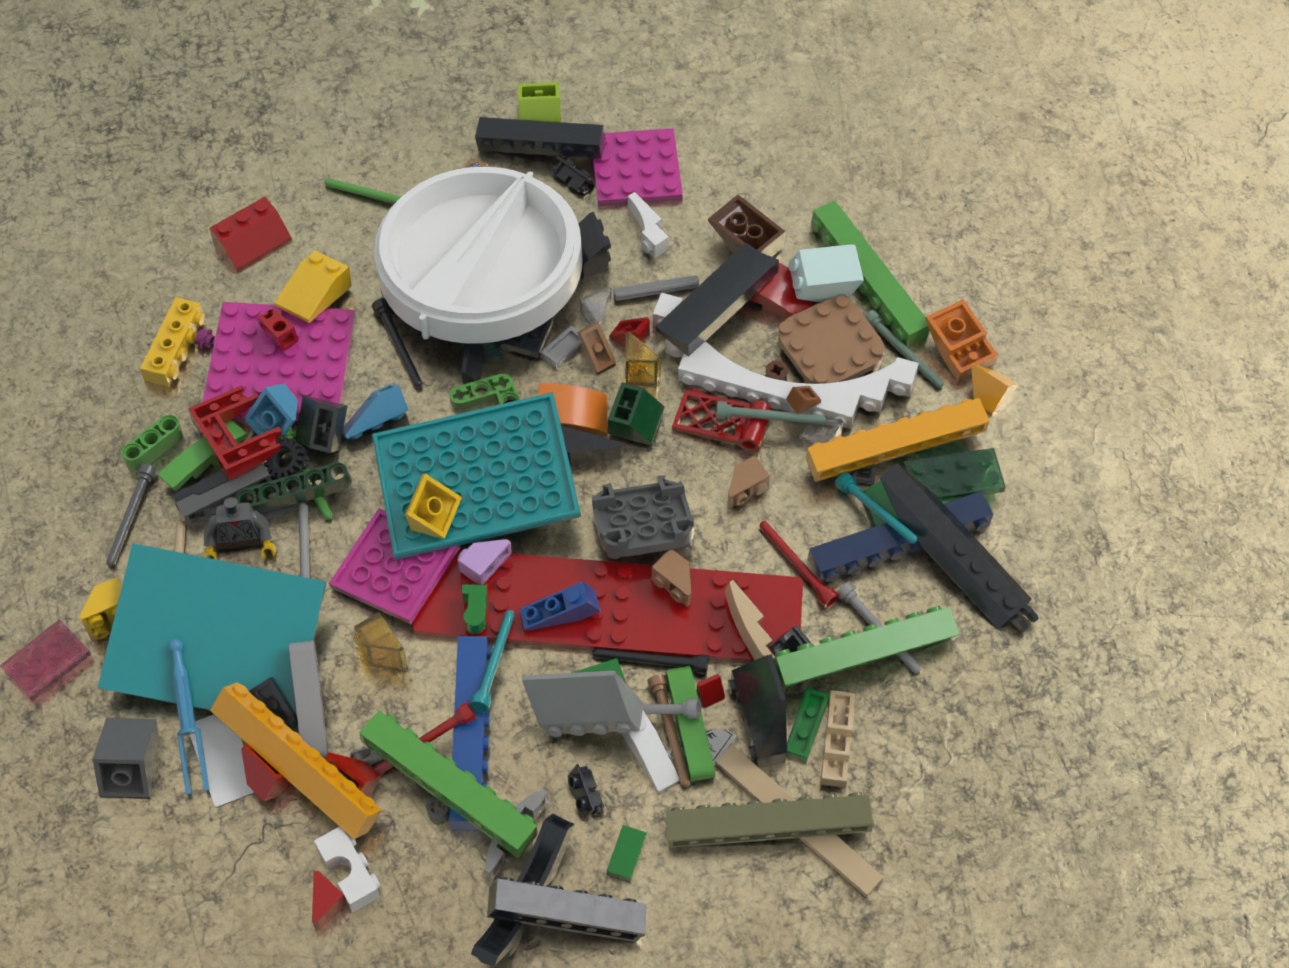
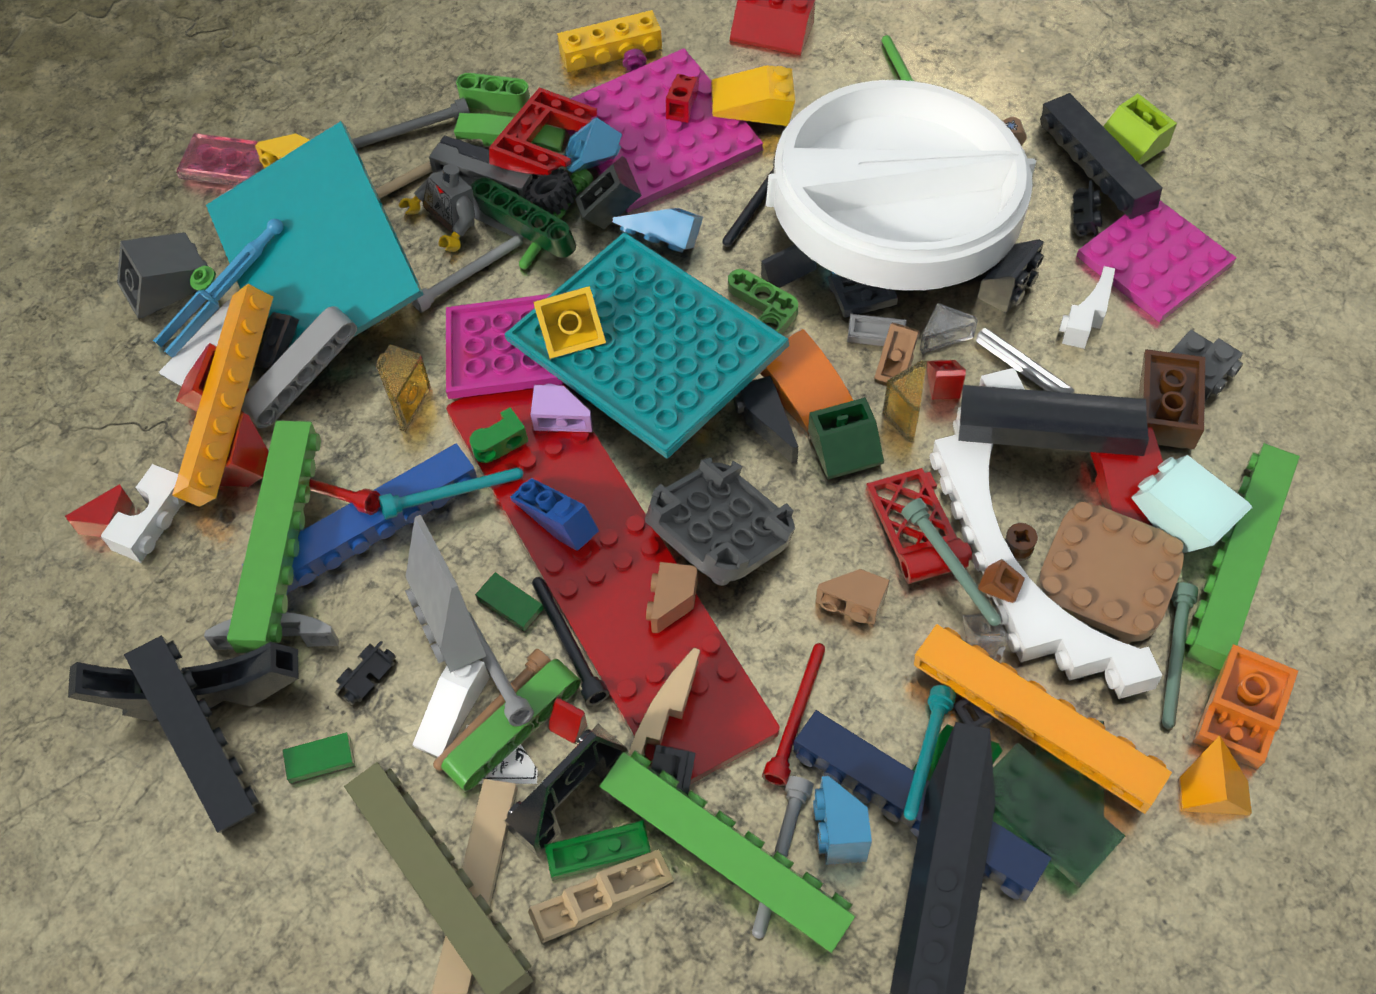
camera: 60 degrees right, 0 degrees up
(167, 725) = (202, 278): none -> bright green plate
(719, 195) = (1220, 360): none -> dark grey plate
(888, 580) = (844, 824): none -> dark azure slope

